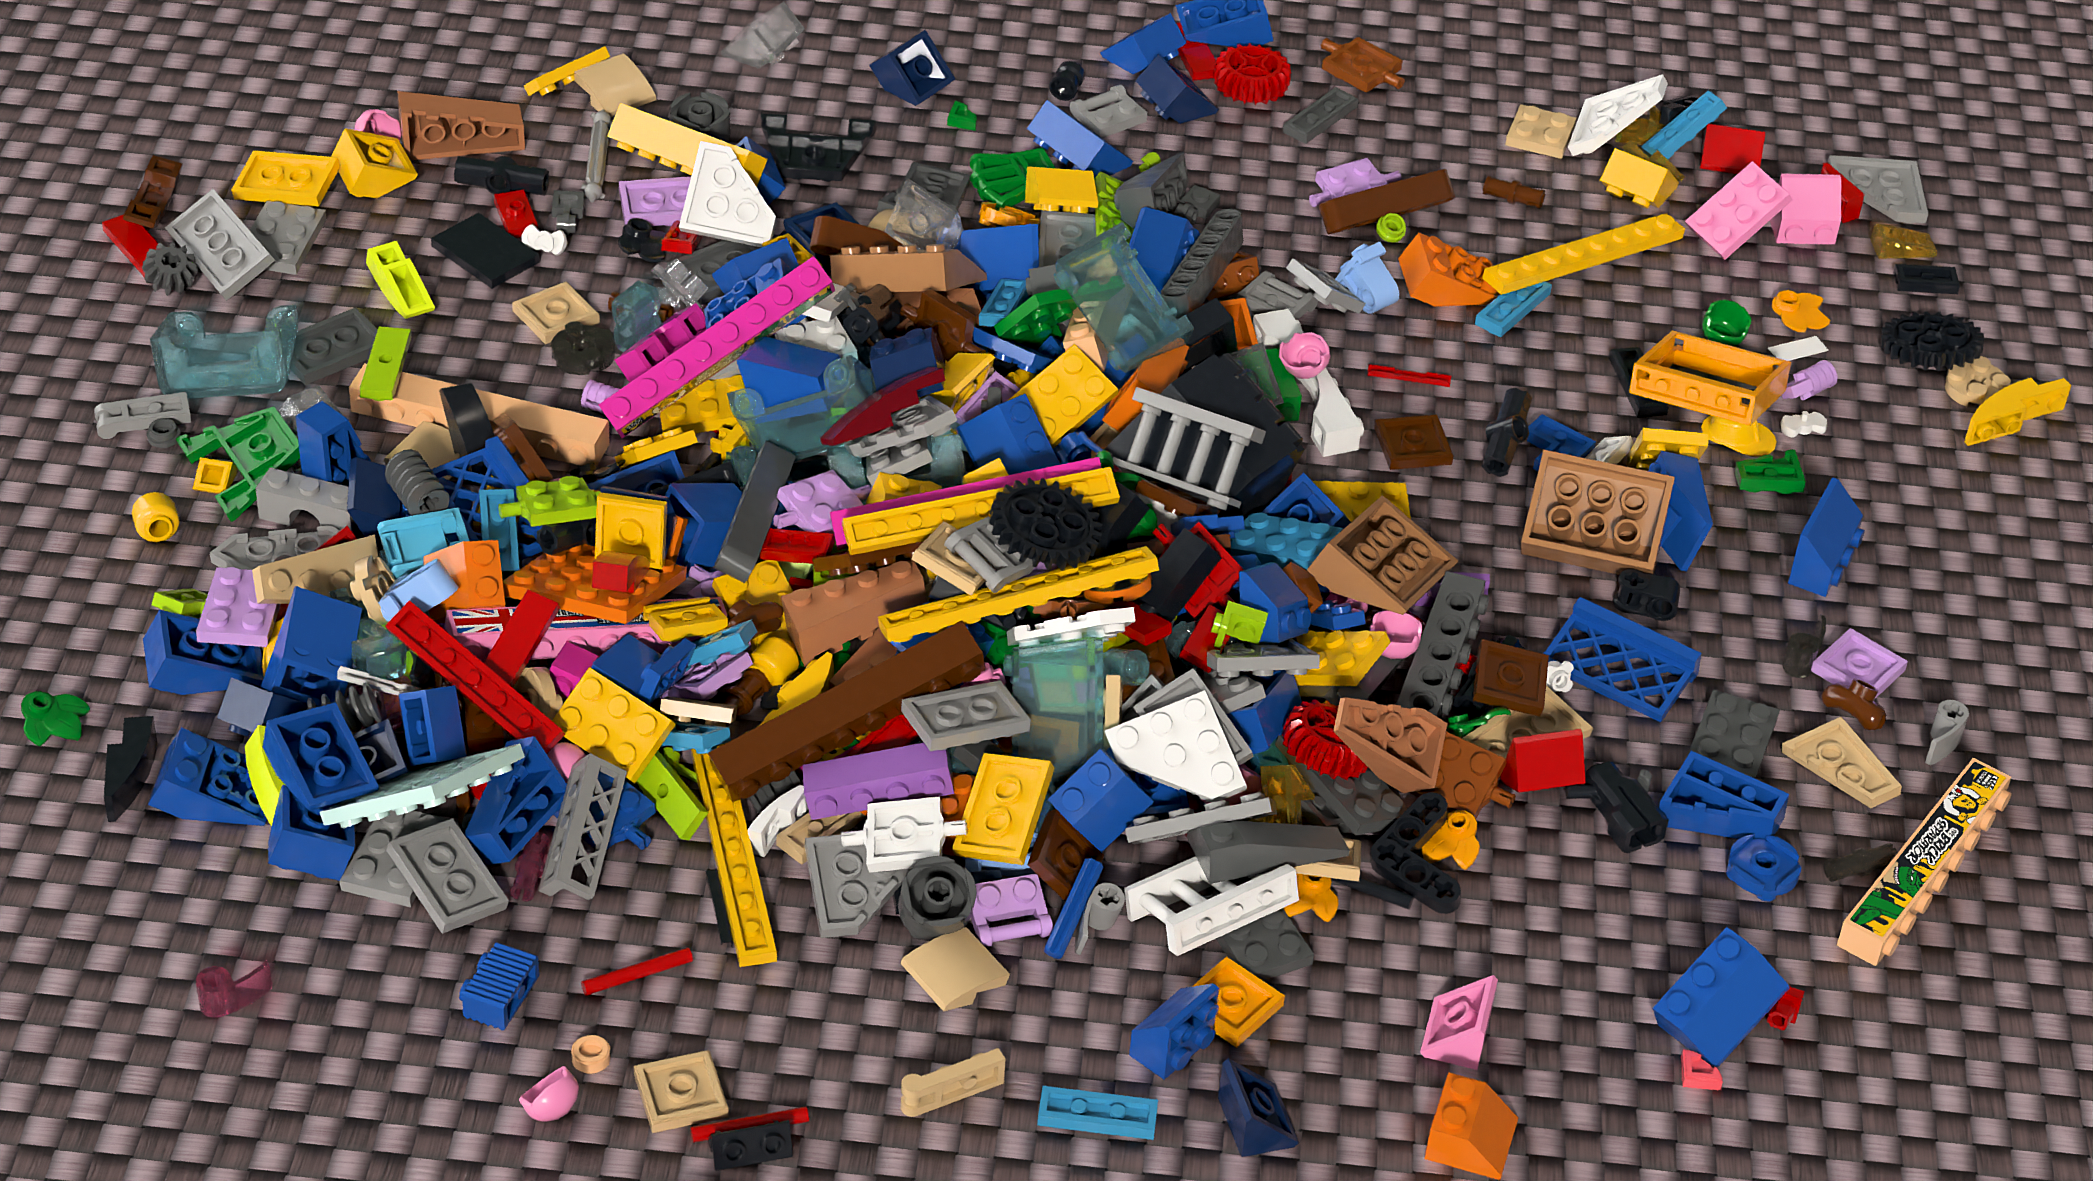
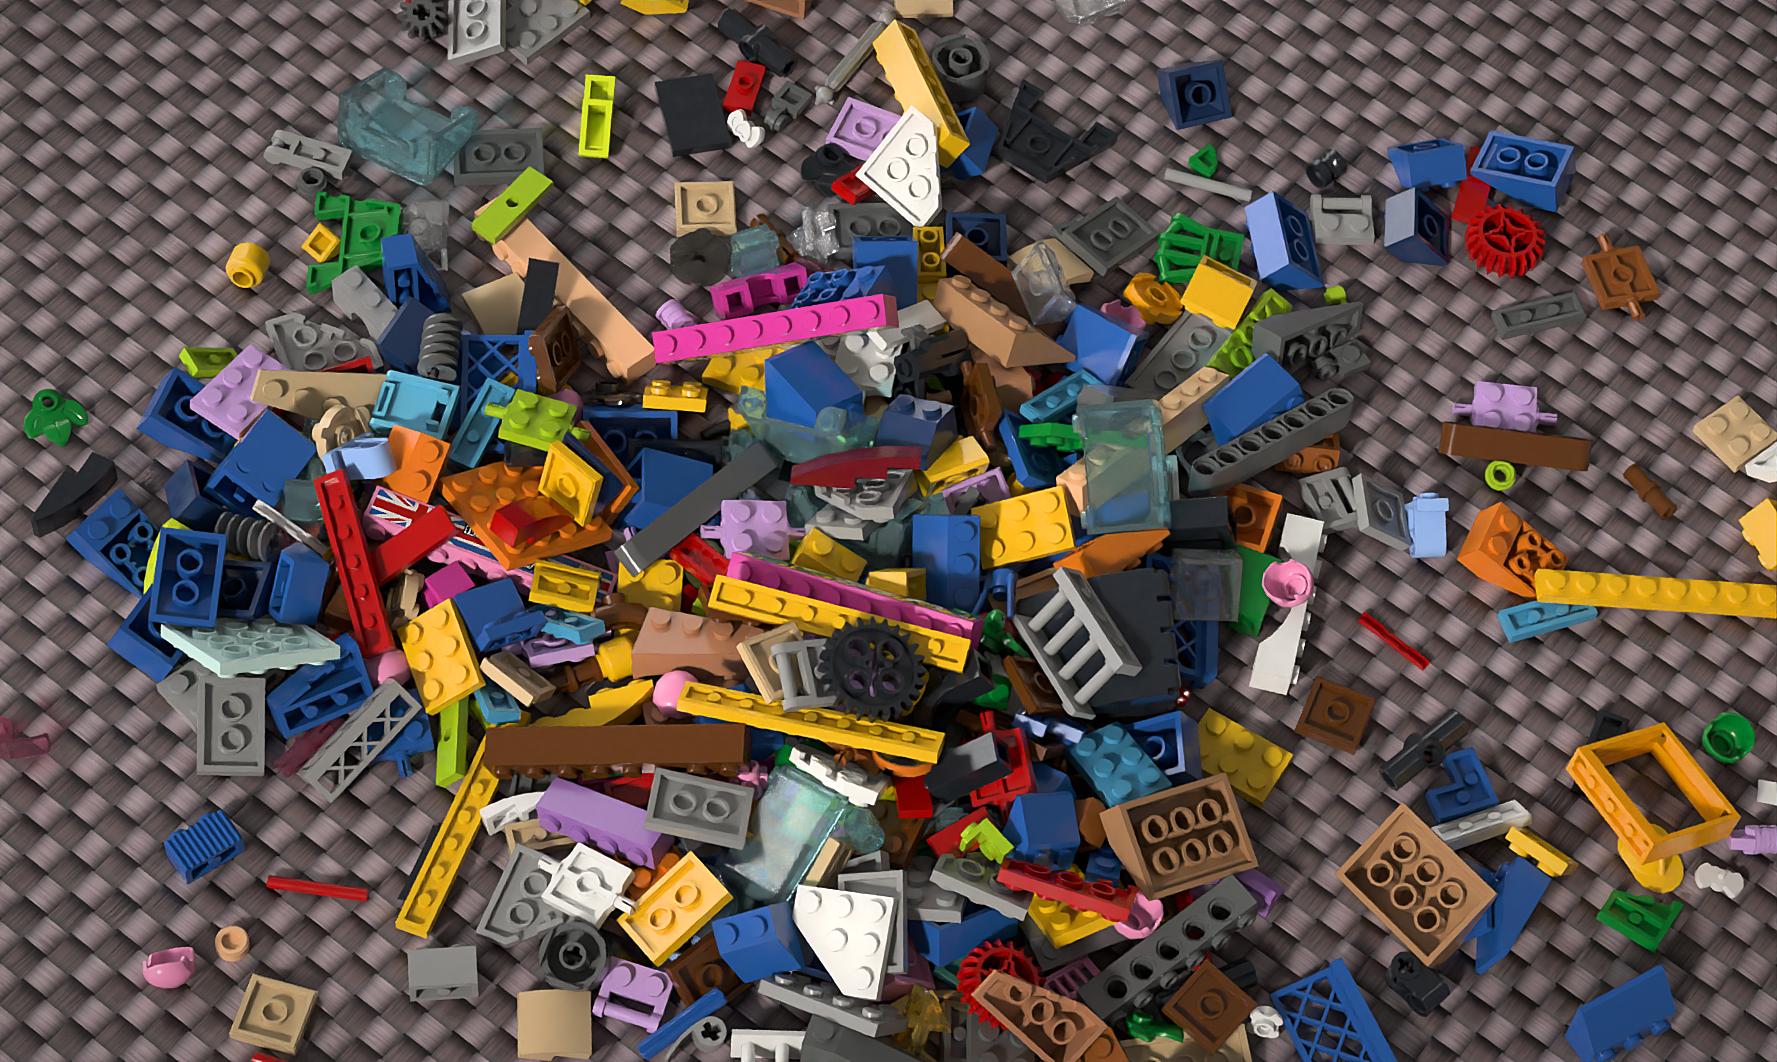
camera: 30 degrees right, 15 degrees up
(818, 977) = (442, 973): none -> light grey brick
(859, 650) = (668, 690): none -> bright pink hair
(978, 130) = (1208, 184): none -> light grey bar
(1354, 627) = (1070, 888): none -> red wing

